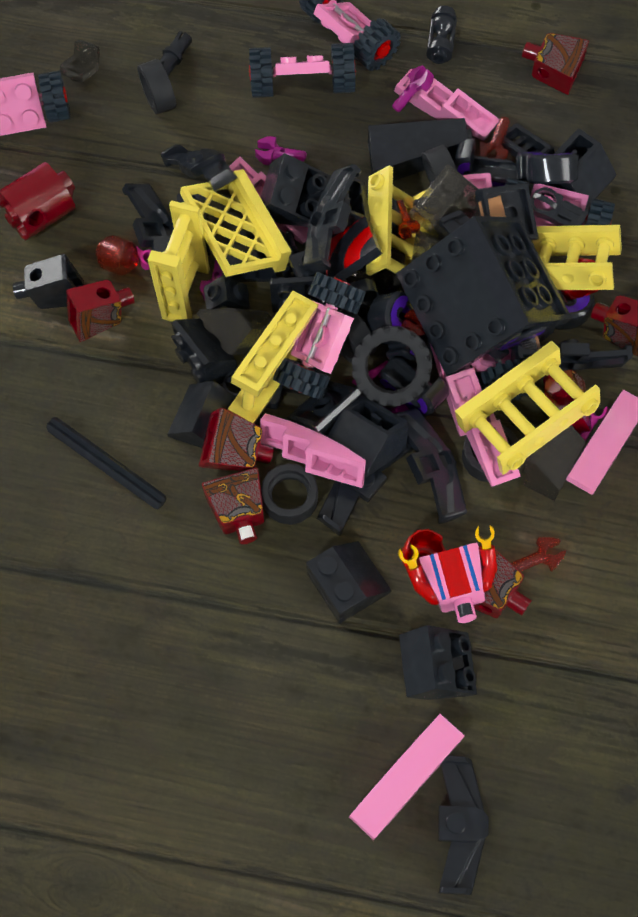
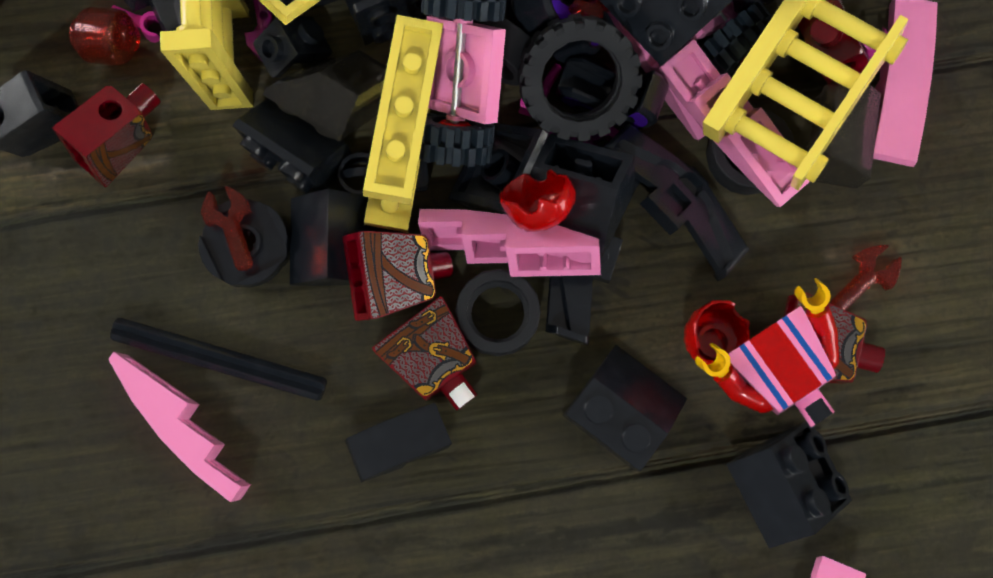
camera: 25 degrees left, 15 degrees up
(63, 485) = (168, 415): none -> bright pink slope
(146, 384) = (230, 225): none -> clear red bar
(153, 415) = (268, 253): none -> black plate
(189, 548) = (398, 442): none -> black slope
(336, 429) = (538, 204): none -> red hair

